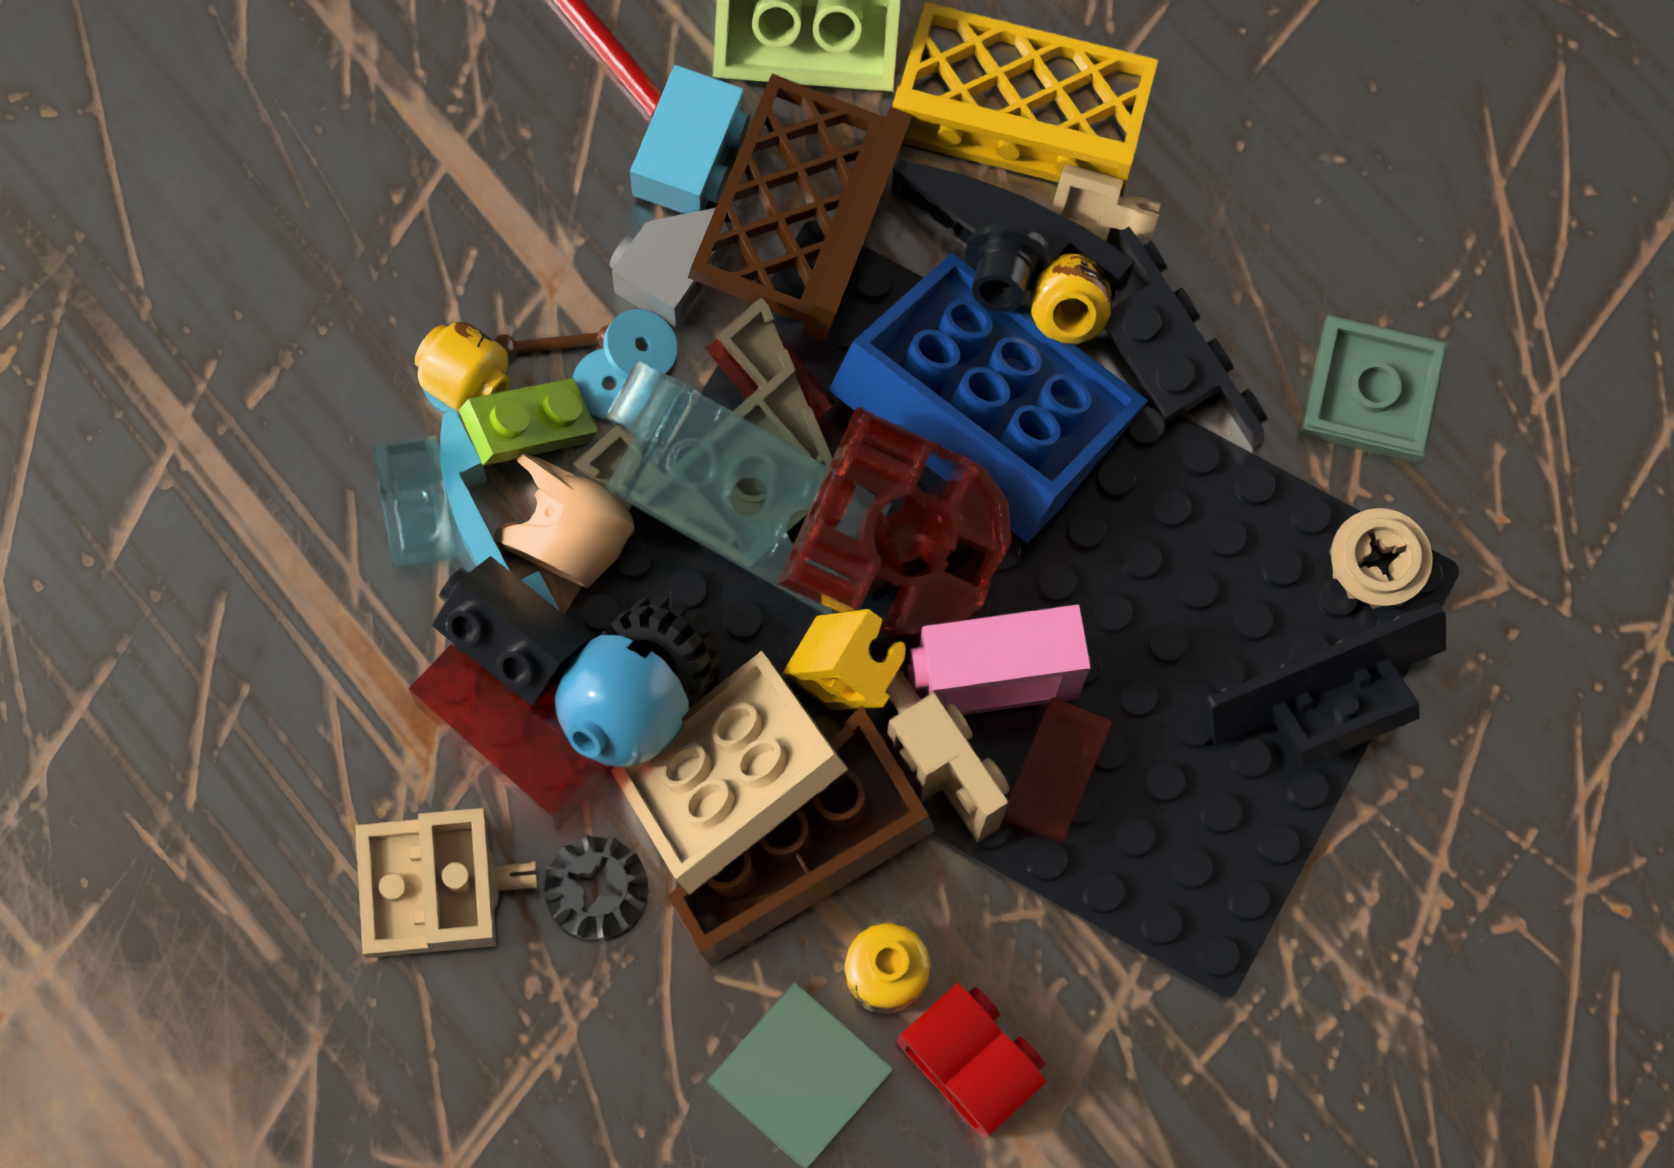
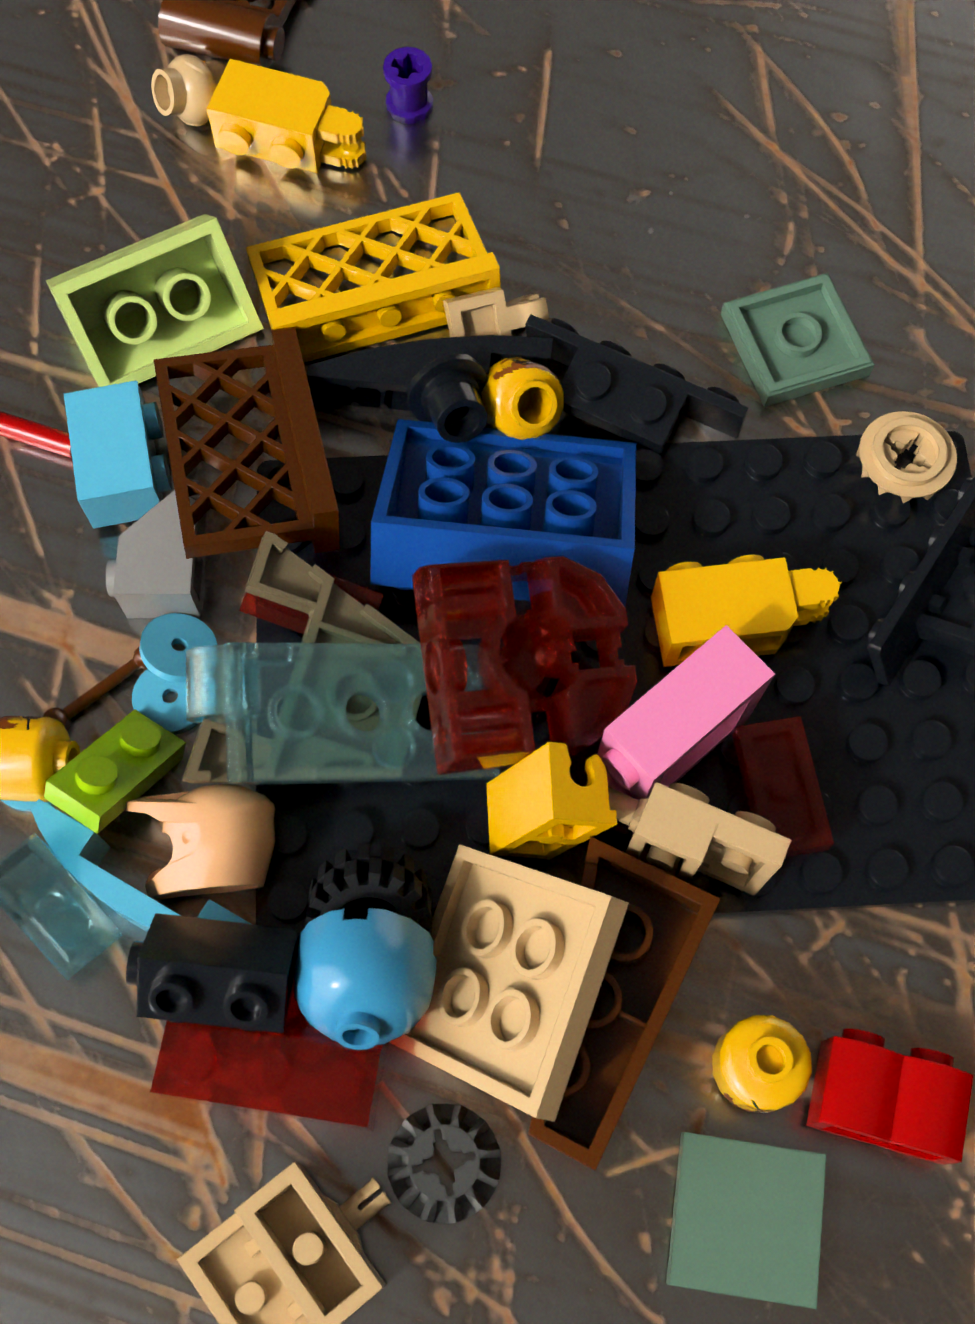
camera: 30 degrees left, 5 degrees down
(1128, 598) = (747, 594): none -> yellow hinge

